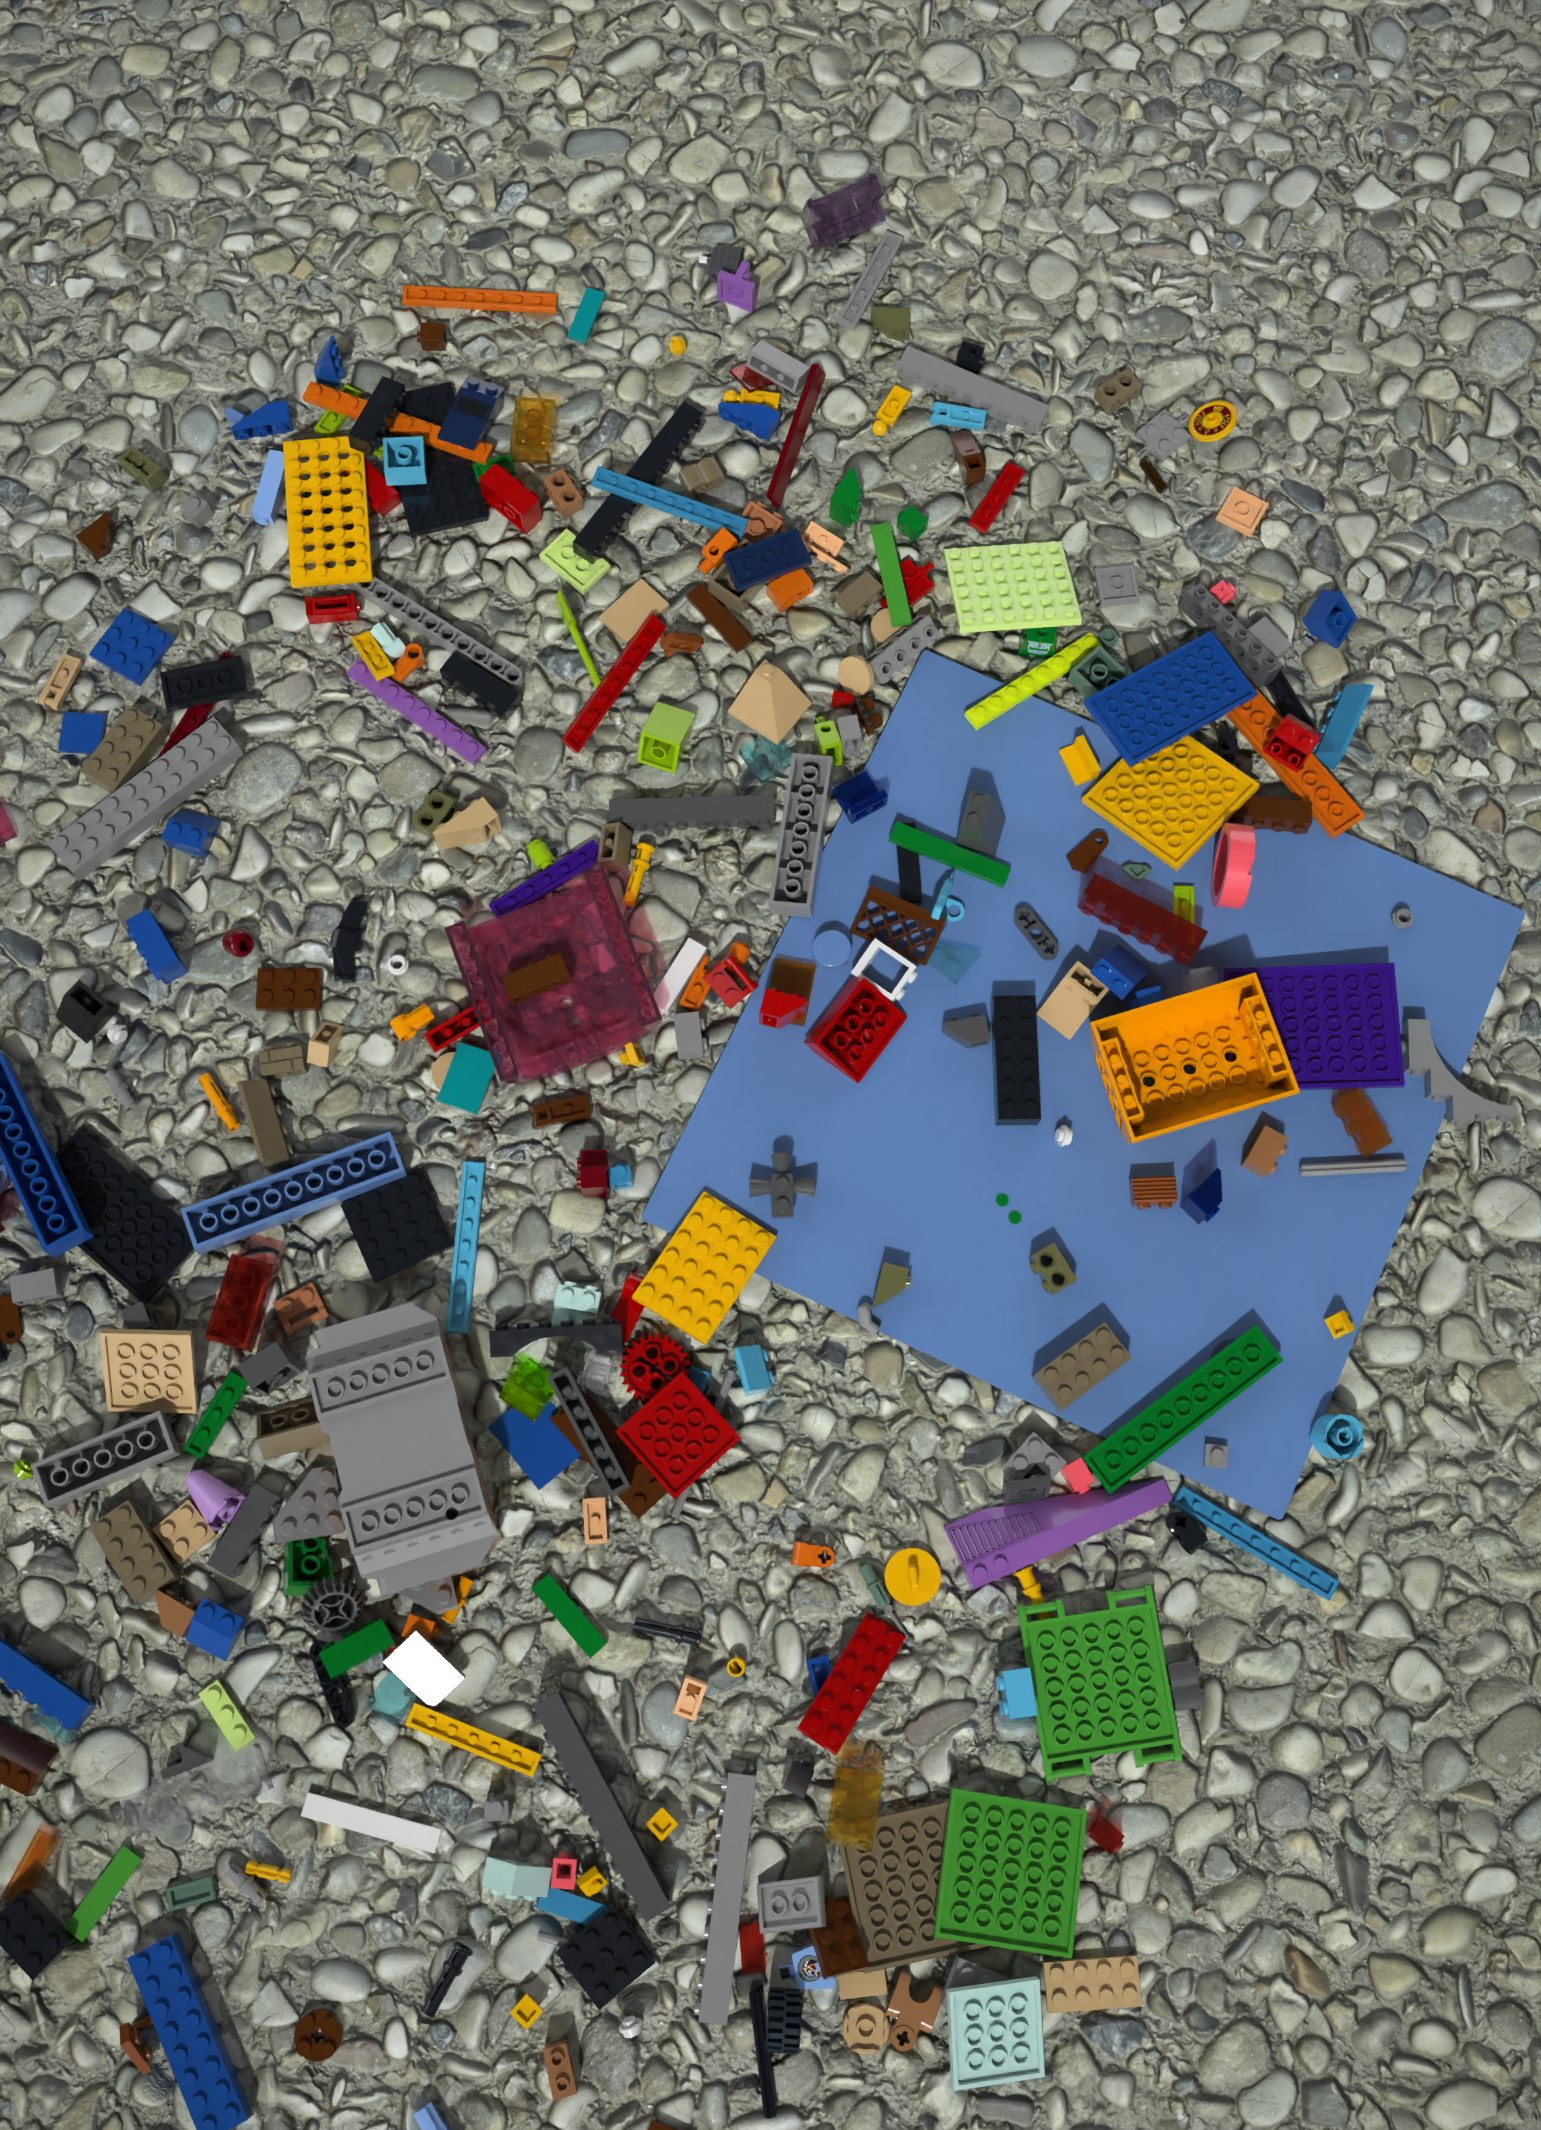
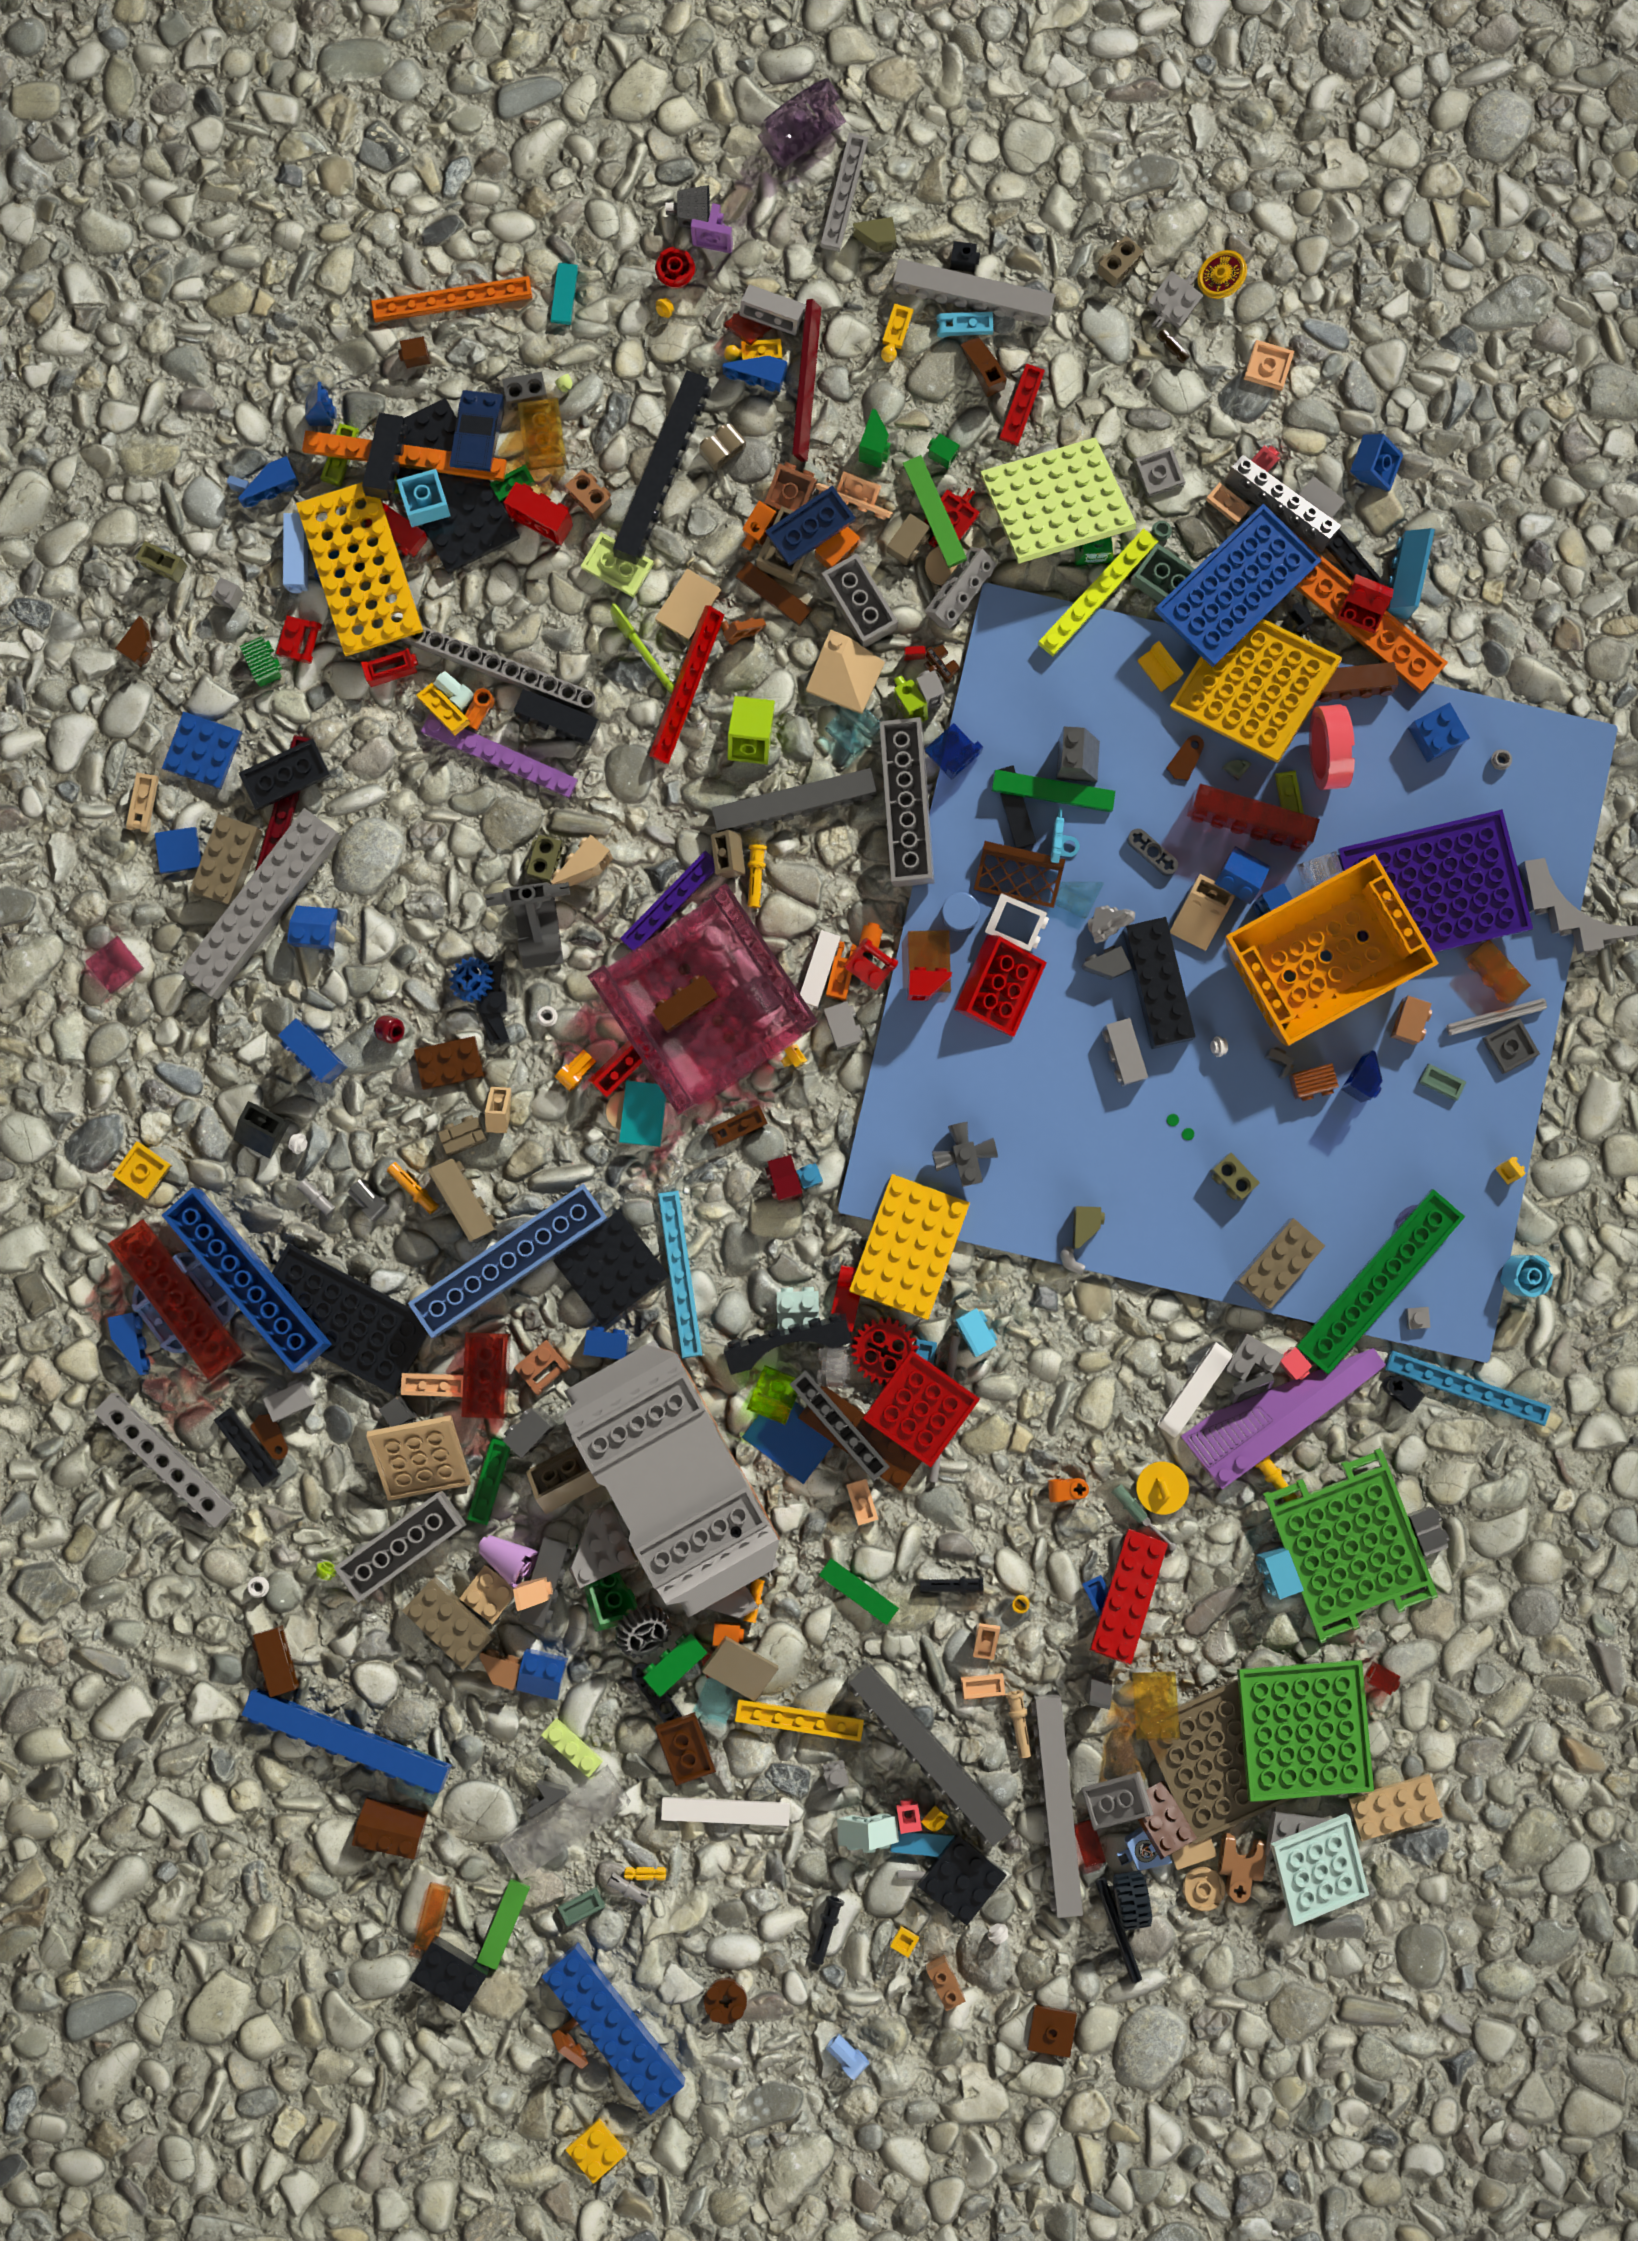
camera: 10 degrees left, 10 degrees up
(173, 1109) = (371, 1204): none -> dark grey piece
(182, 1301) = (432, 1384): none -> light nougat plate
(211, 577) = (261, 662): none -> green brick
(225, 1534) = (532, 1593): none -> light nougat slope
(247, 564) = (293, 636): none -> red plate
(331, 912) = (472, 981): none -> blue gear
(345, 1743) = (685, 1749): none -> reddish brown tile
(369, 1298) = (606, 1344): none -> blue brick
(412, 866) = (536, 921): none -> dark grey plate
(527, 386) = (524, 385): none -> dark grey brick
(540, 854) = (657, 876): lime brick -> none
(566, 391) = (564, 383): none -> yellowish green hinge
(662, 1824) = (986, 1756): yellow tile -> none
(668, 502) = (698, 484): dark azure tile -> none
(676, 1748) = (982, 1686): none -> light nougat tile
(694, 312) = (675, 268): none -> red cone
(706, 1785) = (1018, 1713): none -> tan pin
(799, 640) = (859, 601): none -> light grey brick
(855, 675) = (923, 625): tan tile -> none
(966, 1121) = (1124, 1052): none -> light grey brick
(967, 1480) = (1195, 1389): none -> white beam
(976, 989) = (1108, 922): none -> light grey rock
(1124, 1161) = (1279, 1057): none -> dark grey bracket
(1177, 626) = (1228, 503): none -> light nougat plate
(1285, 1221) = (1442, 1082): none -> sand green tile
(1344, 878) = (1438, 732): none -> blue brick
(1362, 1200) = (1511, 1046): none -> dark grey tile

